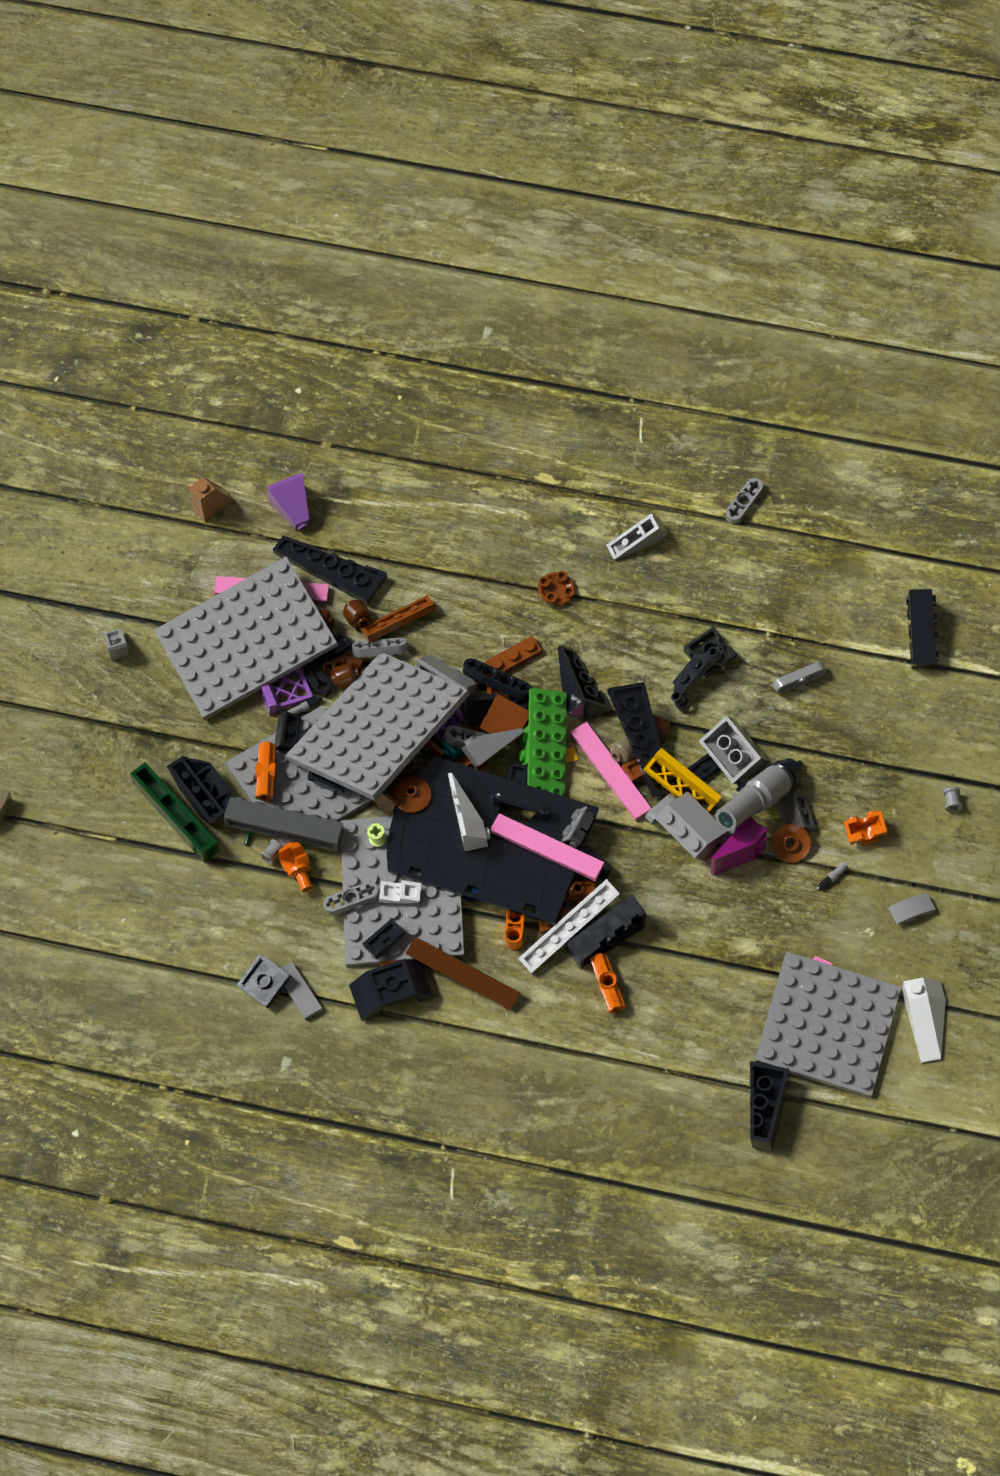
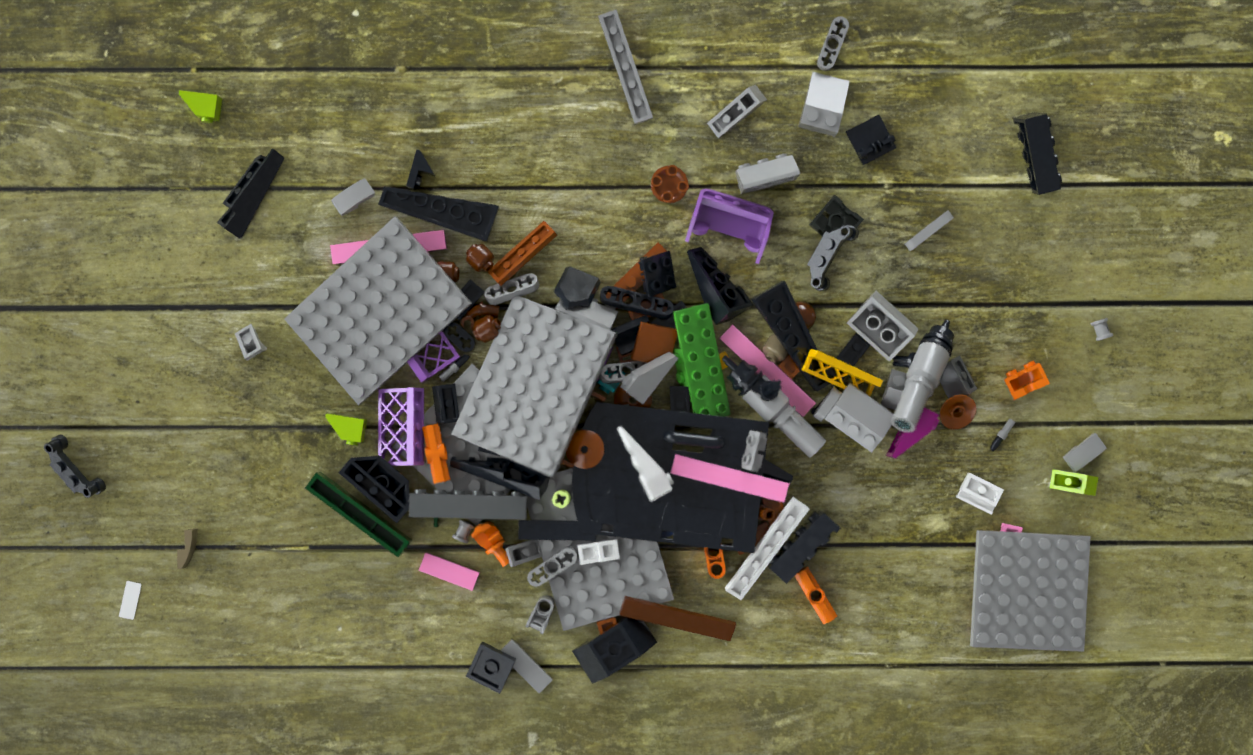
camera: 15 degrees left, 25 degrees up
(134, 435) = (203, 105): none -> lime slope
(153, 518) = (249, 193): none -> black wedge
(187, 735) = (348, 428): none -> lime slope
(208, 498) = (300, 161): medium nougat slope -> none
(247, 539) = (352, 196): none -> light grey slope
(247, 887) = (449, 571): none -> bright pink tile
(250, 743) = (413, 426): none -> medium lavender fence
(290, 500) = (383, 148): medium lavender slope -> none
(320, 527) = (419, 166): none -> black slope
(326, 880) = (523, 552): none -> light grey slope
(326, 947) = (539, 617): none -> light grey piece
(344, 809) = (506, 473): none -> black wedge
(360, 865) = (552, 530): none -> black tile
(383, 938) = (595, 604): black plate -> none
(442, 654) = (576, 288): none -> black tile
(524, 659) = (657, 273): none -> black hinge
(540, 482) = (625, 67): none -> light grey plate
(603, 792) = (773, 405): none -> light grey piece
(605, 627) = (732, 217): none -> medium lavender windscreen
(652, 597) = (767, 173): none -> light grey slope
(721, 550) = (824, 104): none -> slope
(761, 589) = (871, 139): none -> black hinge
(767, 1099) = (990, 680): black wedge -> none
(797, 924) = (979, 493): none -> white plate
(895, 932) = (1074, 482): none -> lime slope
(926, 1013) = (1117, 556): white wedge -> none

